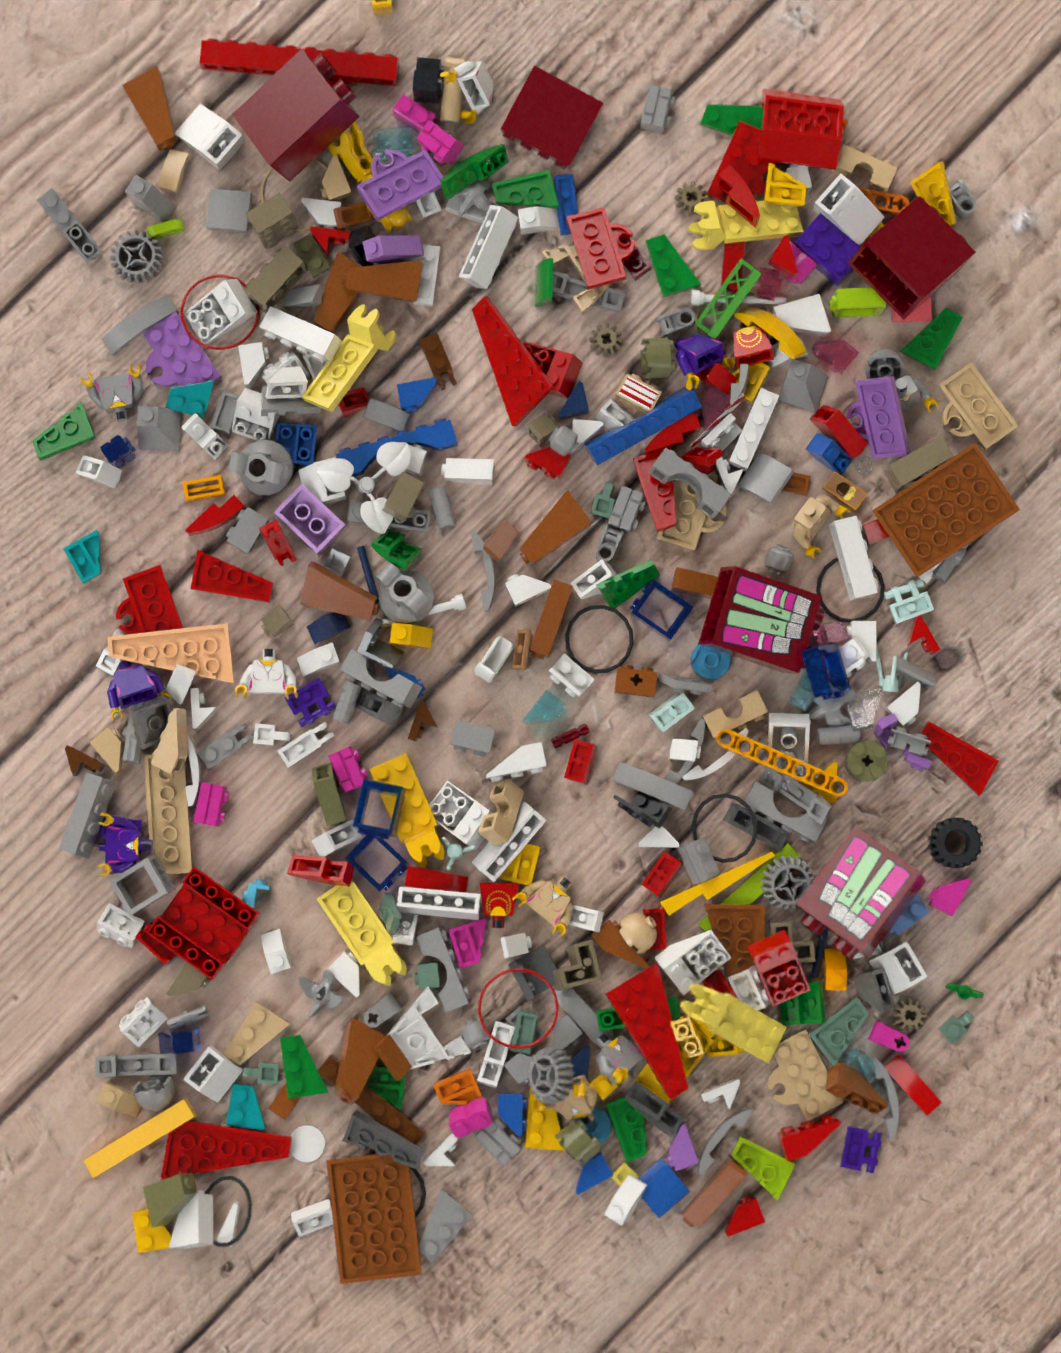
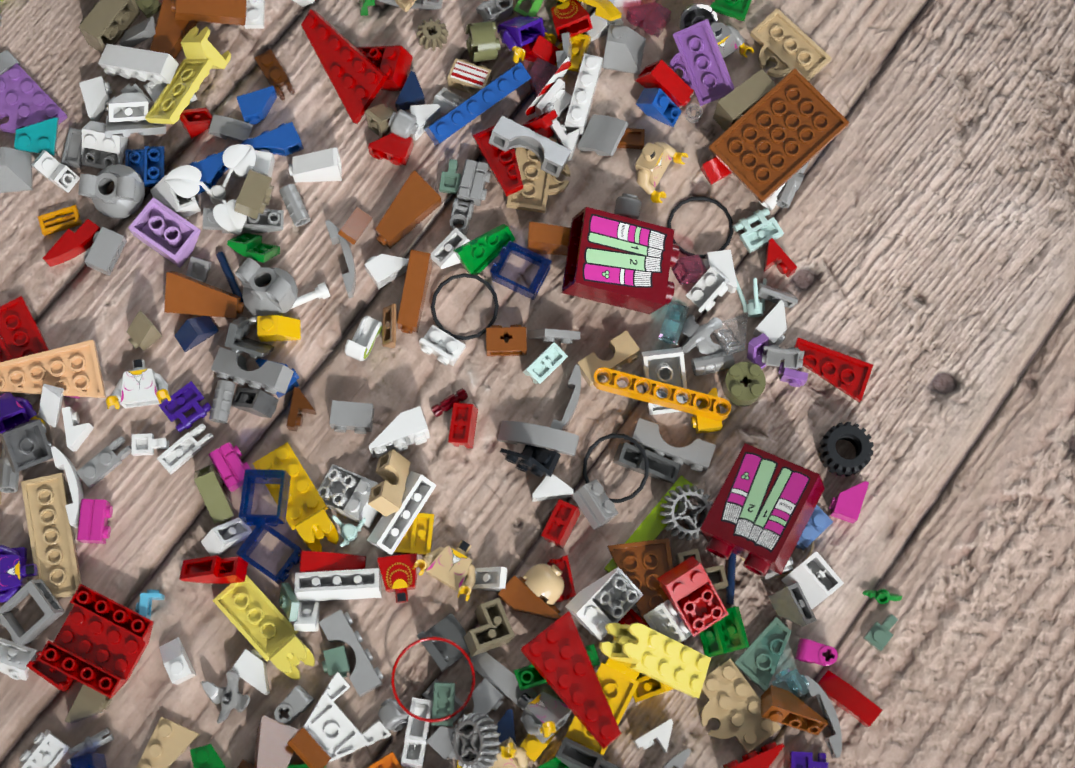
camera: 15 degrees left, 10 degrees down
(173, 744) = (47, 467): tan slope -> none
(205, 345) = (50, 89): red piece -> none
(220, 311) = (60, 56): white slope -> none
(225, 579) = (82, 300): red wing -> none
(277, 542) = (135, 257): red hinge -> none
(318, 659) = (189, 364): white slope -> none
(468, 942) = (373, 621): dark pink wing -> none
(516, 944) = (422, 615): white slope -> none
(545, 710) = (420, 380): clear light blue slope -> none
(674, 433) = (509, 106): red slope -> none
(684, 750) = (564, 397): white slope -> none
(688, 1036) = (612, 681): yellow slope -> none
(697, 772) = (581, 419): white slope -> none
(709, 663) = (576, 313): dark azure tile -> none
(712, 886) = (613, 527): yellow slope -> none
(800, 793) = (682, 422): light grey slope -> none
(826, 671) = (690, 299): clear blue window -> none
(834, 970) = (749, 593): light orange slope -> none
(845, 491) = (679, 138): medium nougat tile -> none
(853, 558) = (698, 196): white brick -> none
(906, 1022) = (832, 635): dark tan gear -> none

